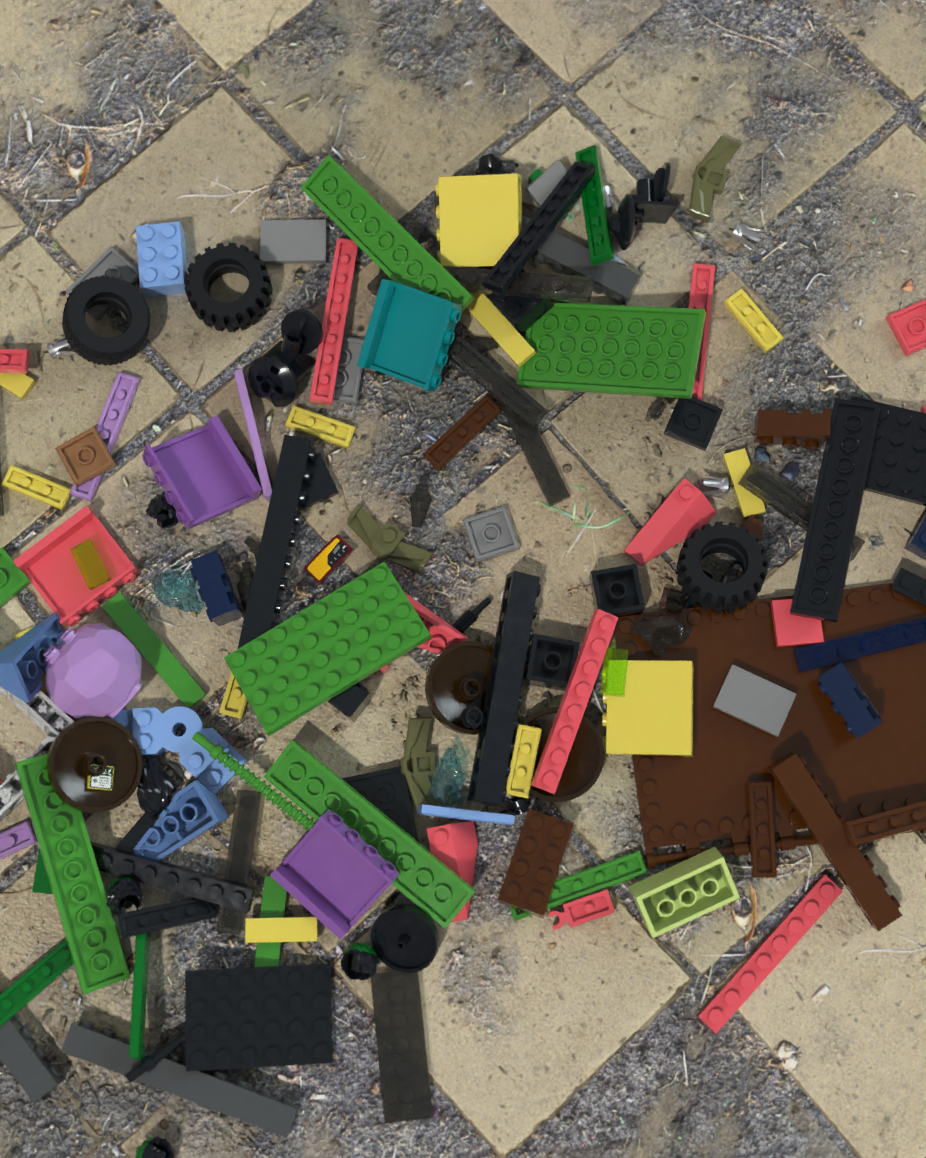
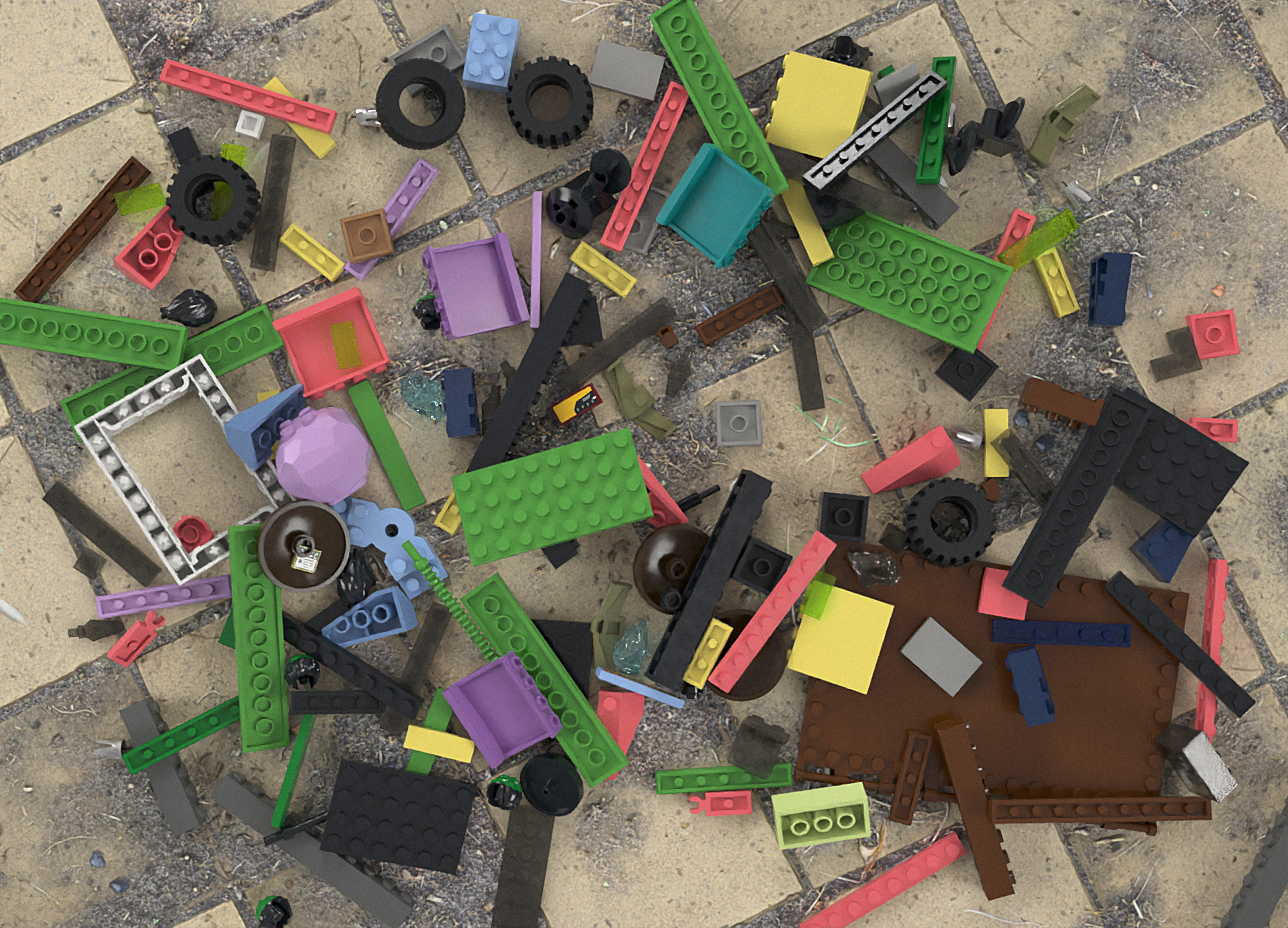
camera: 10 degrees right, 10 degrees up
(352, 493) = (616, 346): none -> clear smoke plate
(399, 471) = (667, 337): none -> reddish brown piece
(536, 863) = (691, 751): reddish brown brick -> none
(600, 841) = (757, 746): none -> clear smoke bracket
(726, 284) = (1039, 240): none -> clear neon green tile
(804, 311) = (1108, 289): none -> dark blue wedge
(895, 355) = (1183, 357): none -> clear smoke plate

